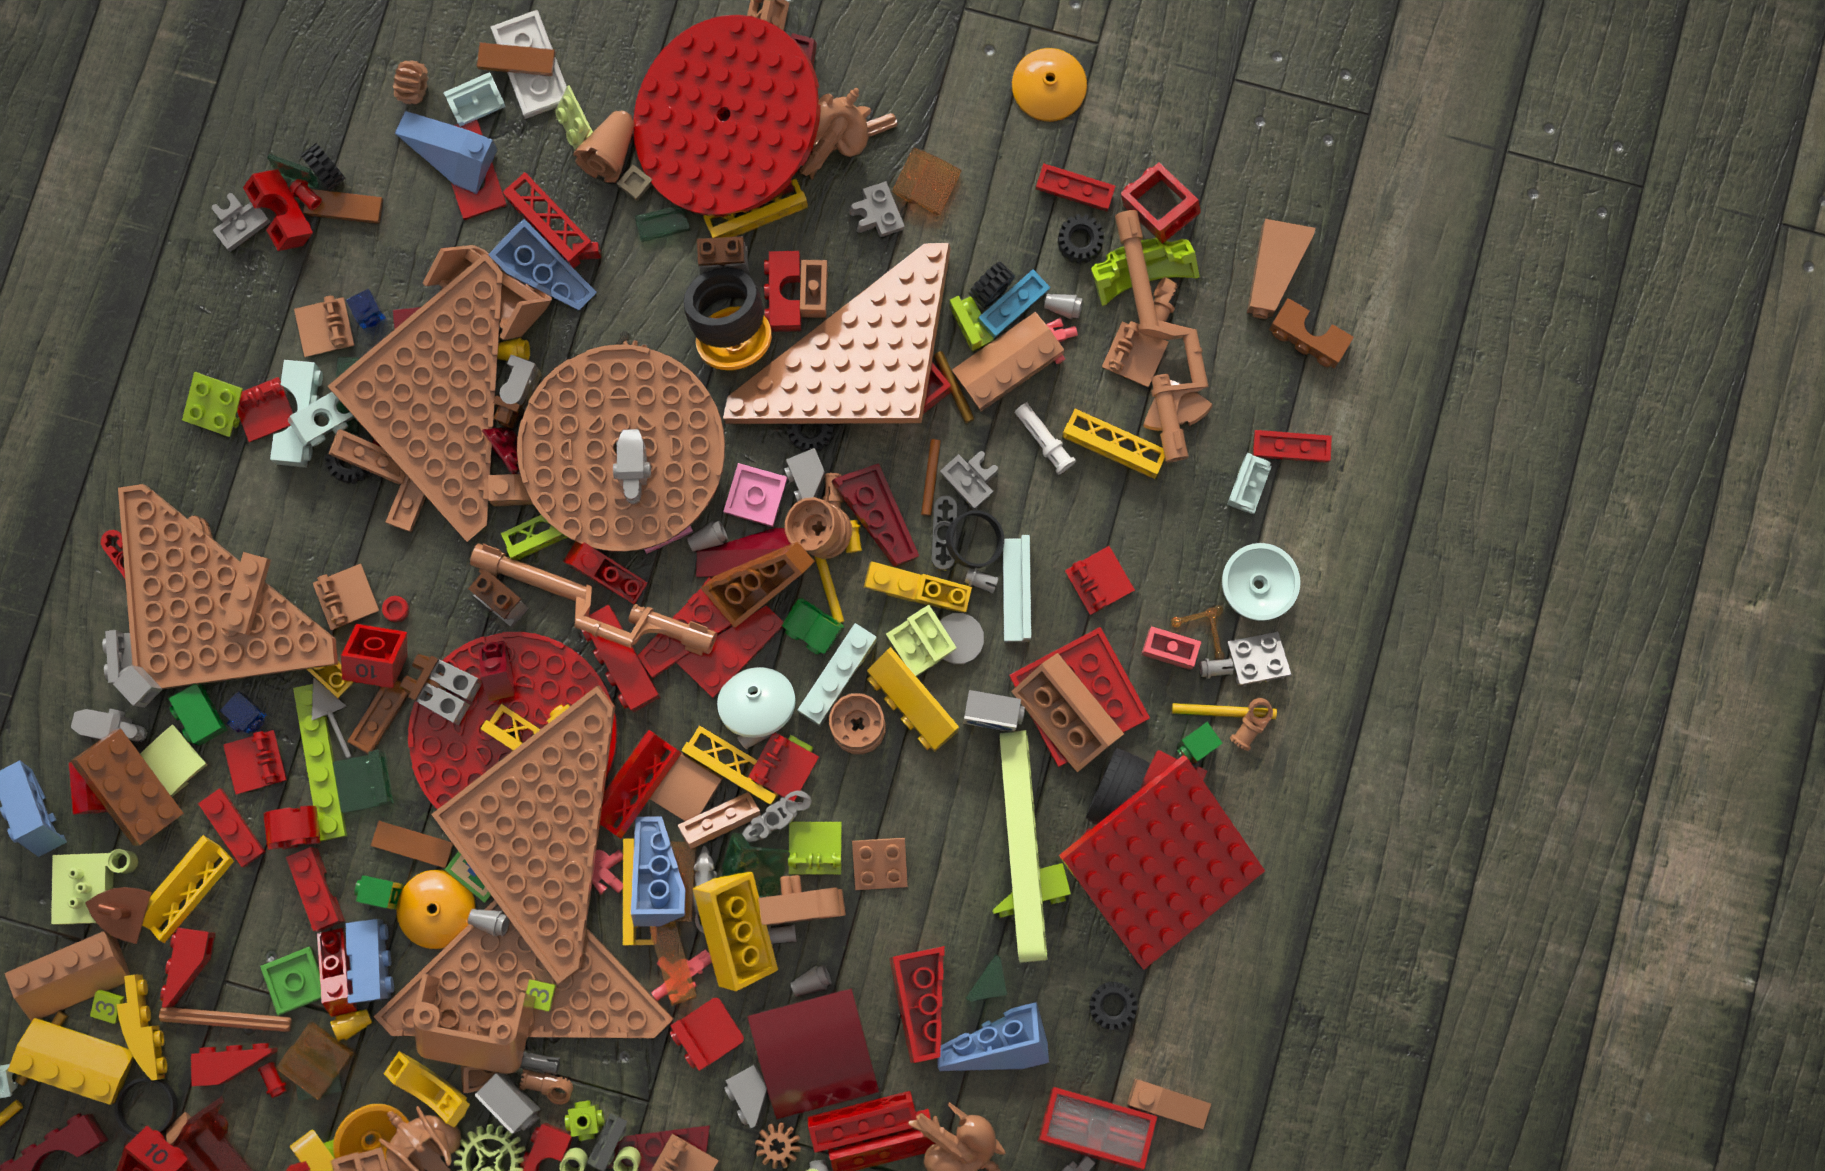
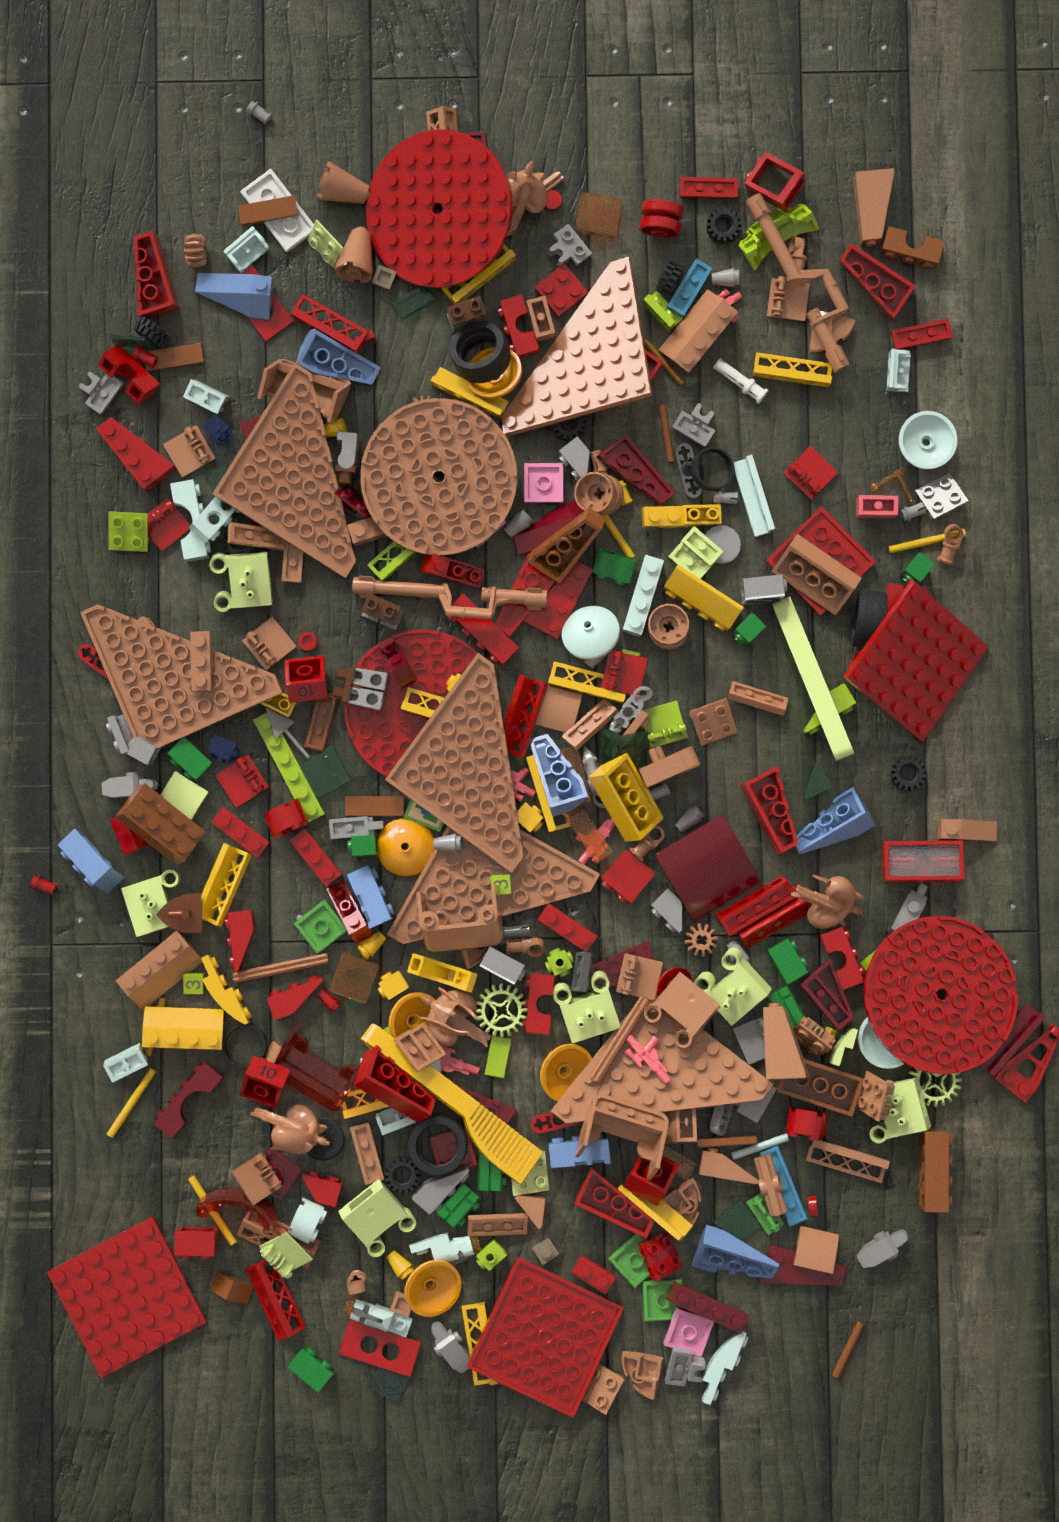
camera: 15 degrees left, 5 degrees up
(256, 317) = (139, 458): none -> red wedge
(342, 507) = (248, 580): none -> yellowish green piece
(347, 102) = (153, 279): none -> red wedge
(360, 1085) = (392, 984): none -> yellow brick
(365, 264) = (206, 396): none -> light aqua hinge
(376, 864) = (353, 827): none -> light grey hinge
(605, 918) = (530, 817): none -> yellow brick
(608, 1078) = (567, 927): none -> red arch
(616, 55) = (341, 186): none -> nougat cone
(631, 465) = (452, 488): light grey hinge -> none
(683, 343) = (458, 388): none -> yellow fence
(745, 997) = (646, 844): none -> nougat connector
(785, 835) = (640, 721): none -> nougat plate
(852, 261) = (561, 290): none -> red plate
(875, 148) = (554, 200): none -> red tile
(946, 850) = (757, 698): none -> nougat plate
(958, 758) = (748, 630): none -> green brick
(1002, 207) = (661, 218): none -> red wheel
(1048, 99) = (663, 127): light orange dish -> none
(1256, 364) = (877, 280): none -> red wedge

